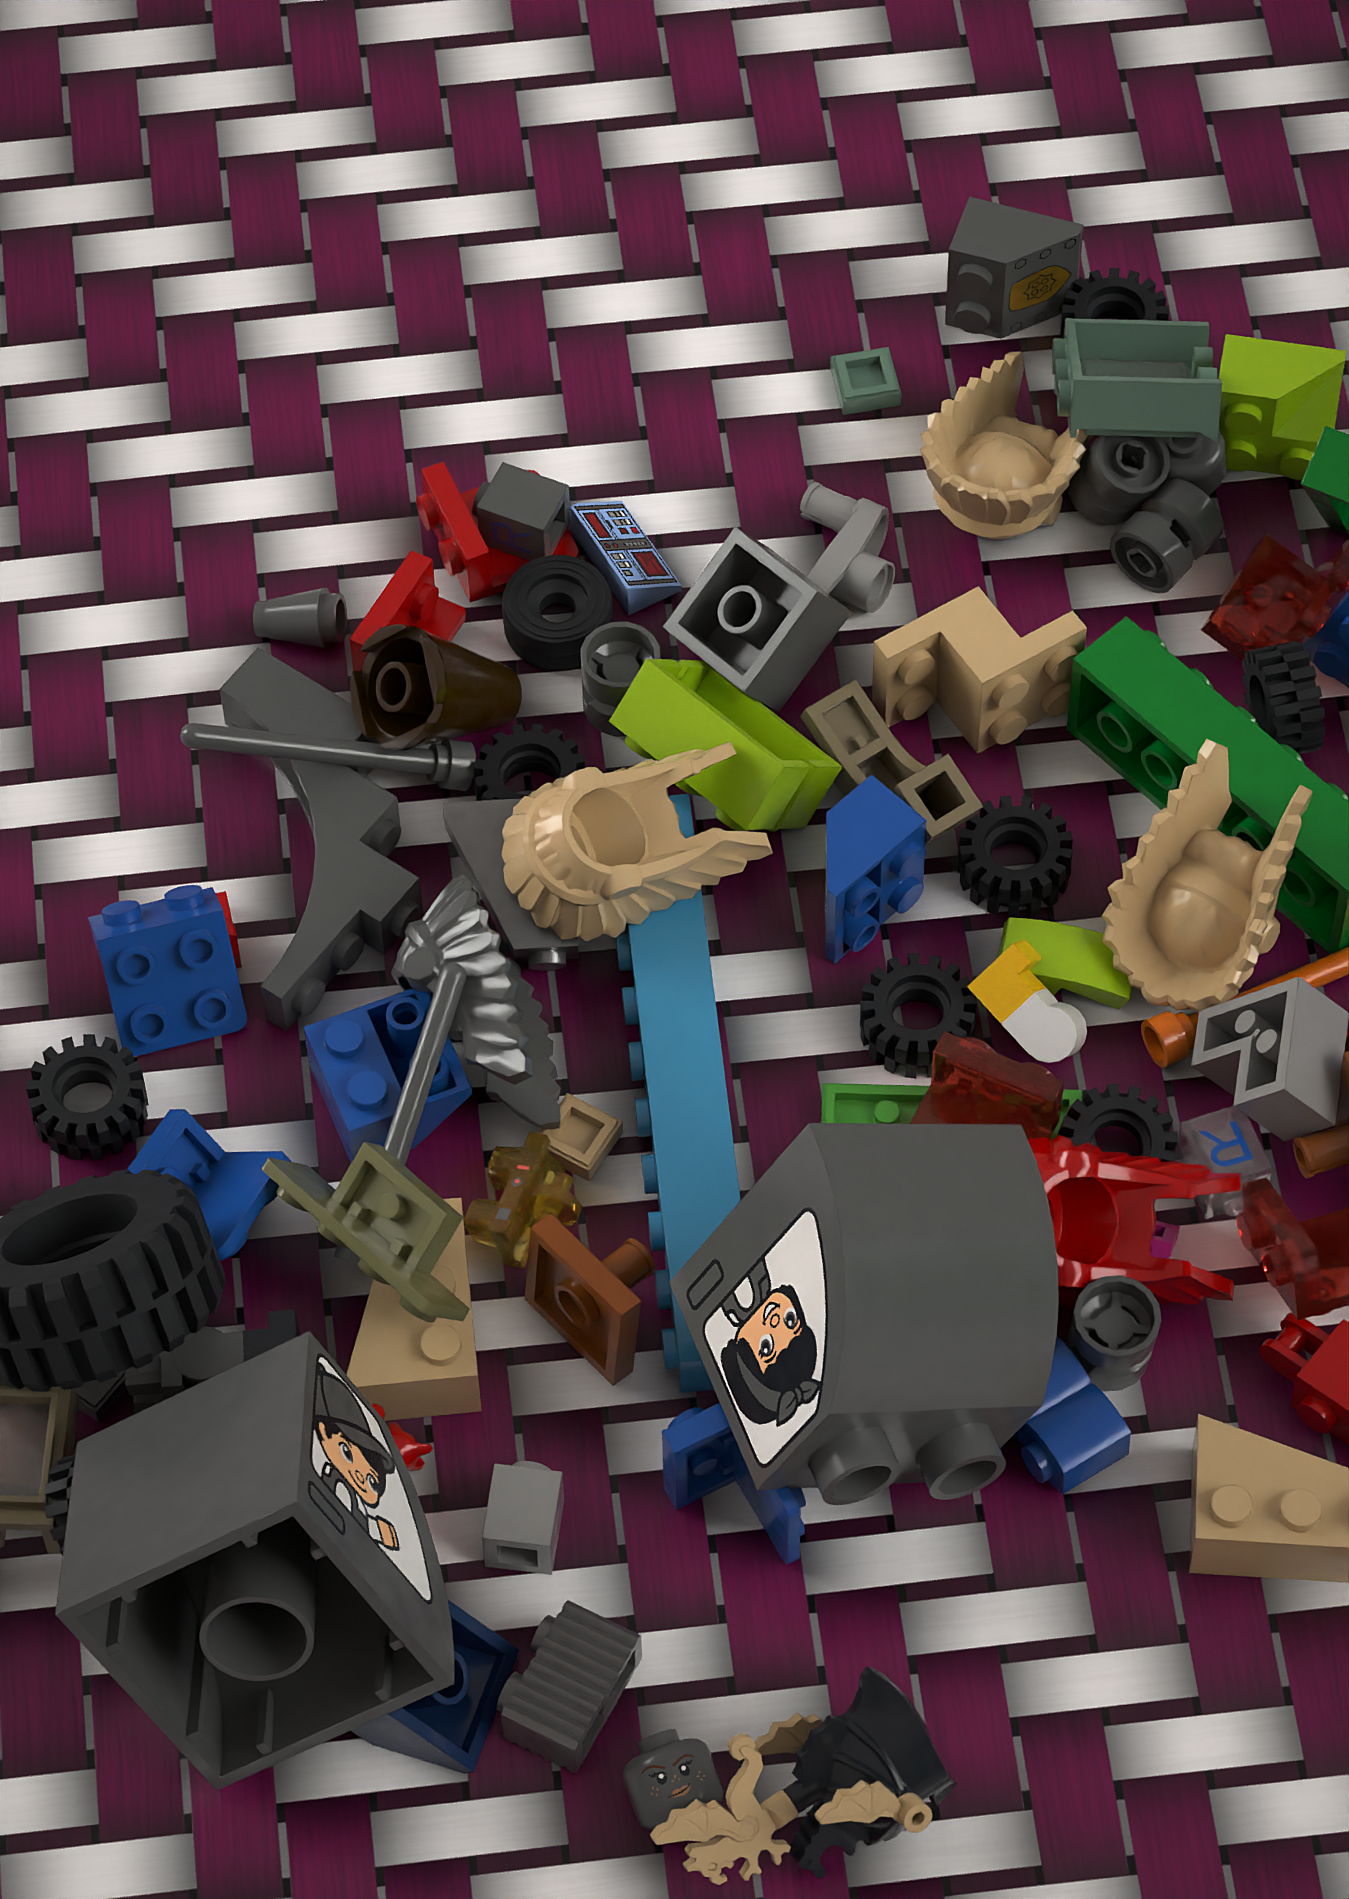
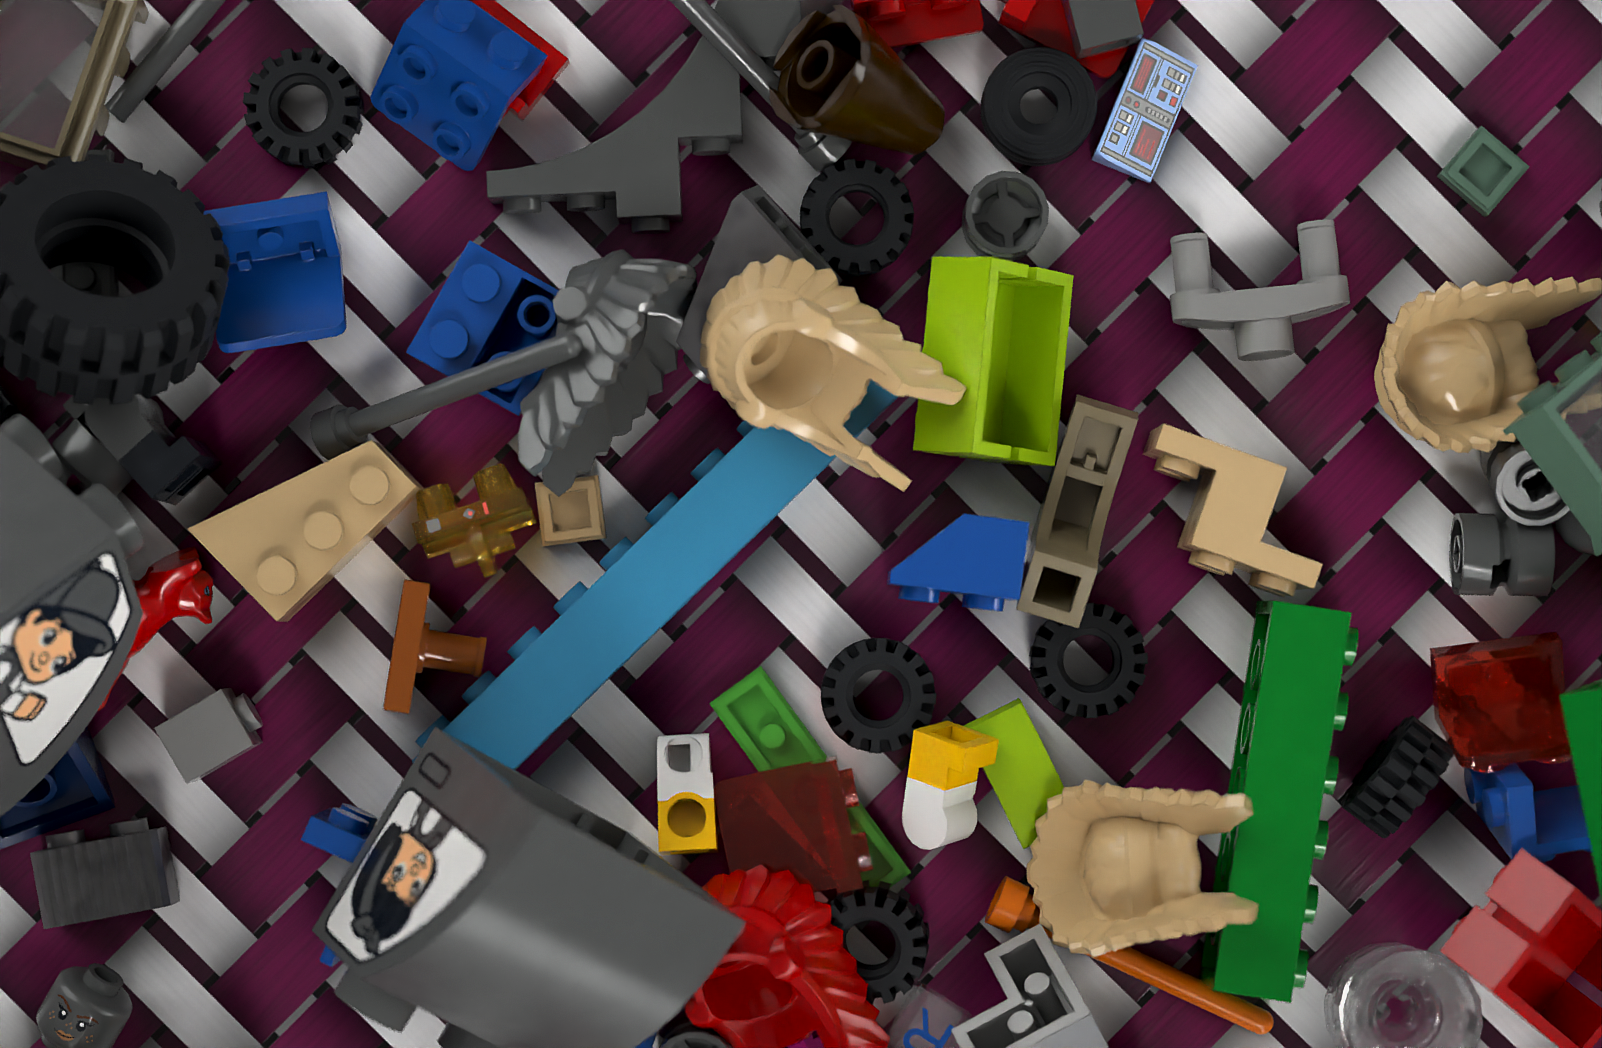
camera: 50 degrees right, 30 degrees up
(385, 1220) = (323, 458): olive bracket -> none
(757, 619) = (1135, 292): dark grey brick -> none

